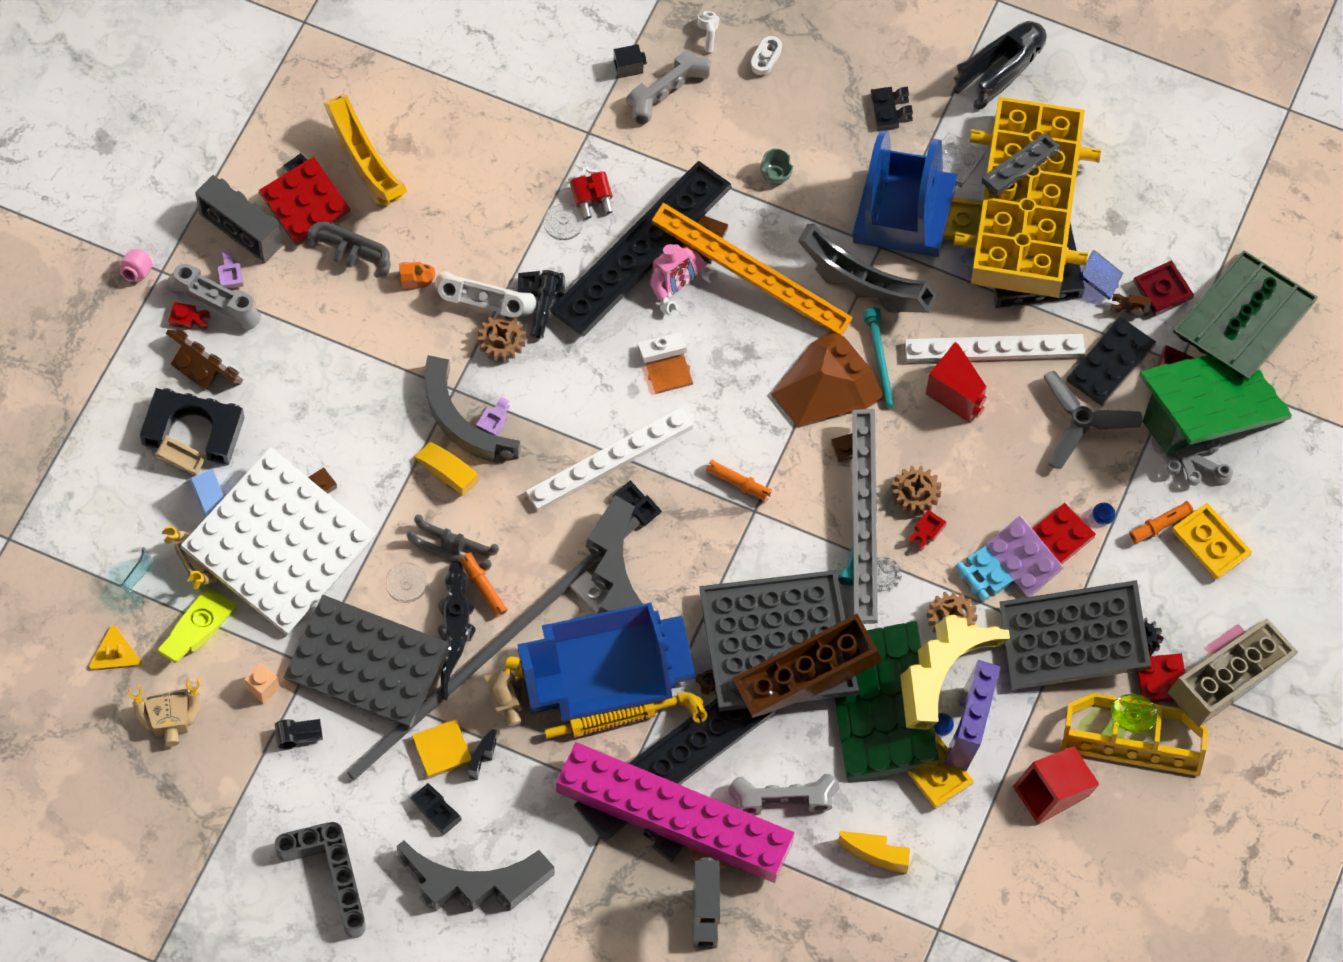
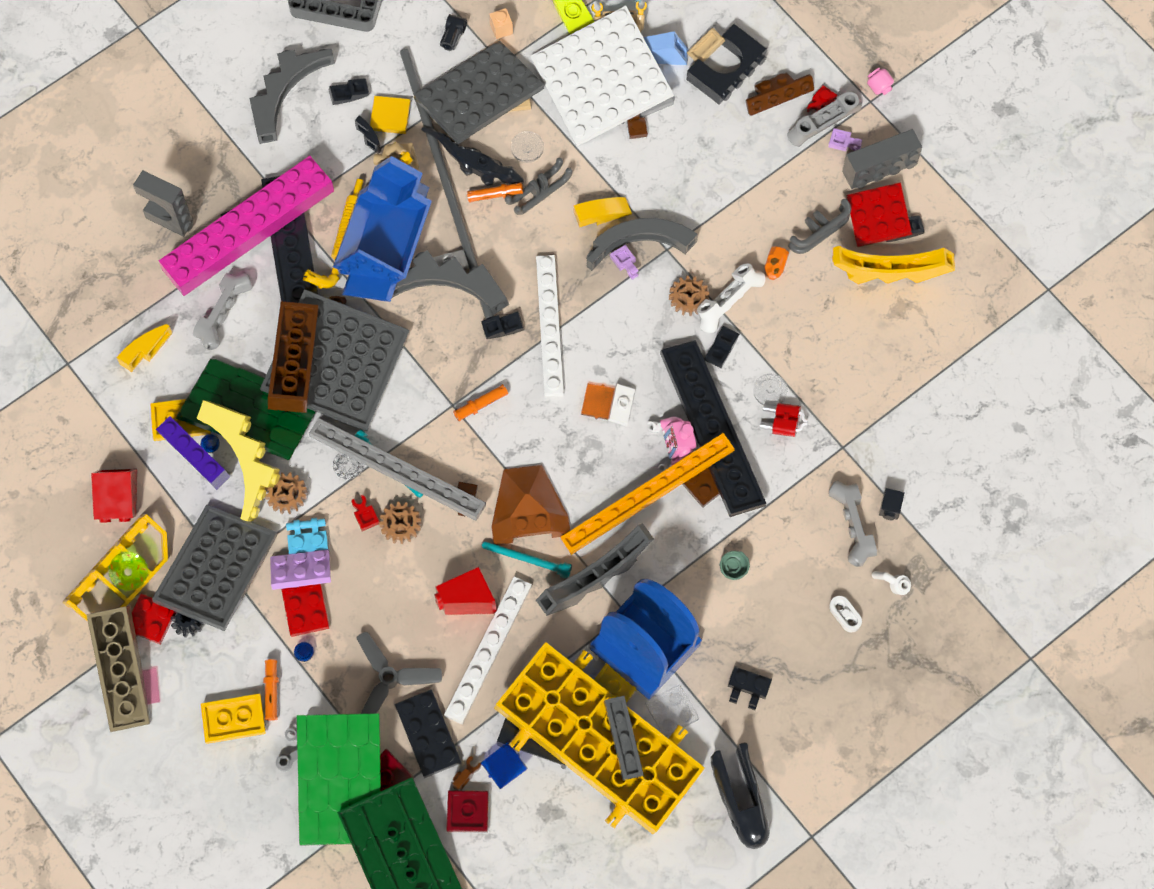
camera: 120 degrees right, 5 degrees up
(546, 294) = (707, 340): black pin -> none

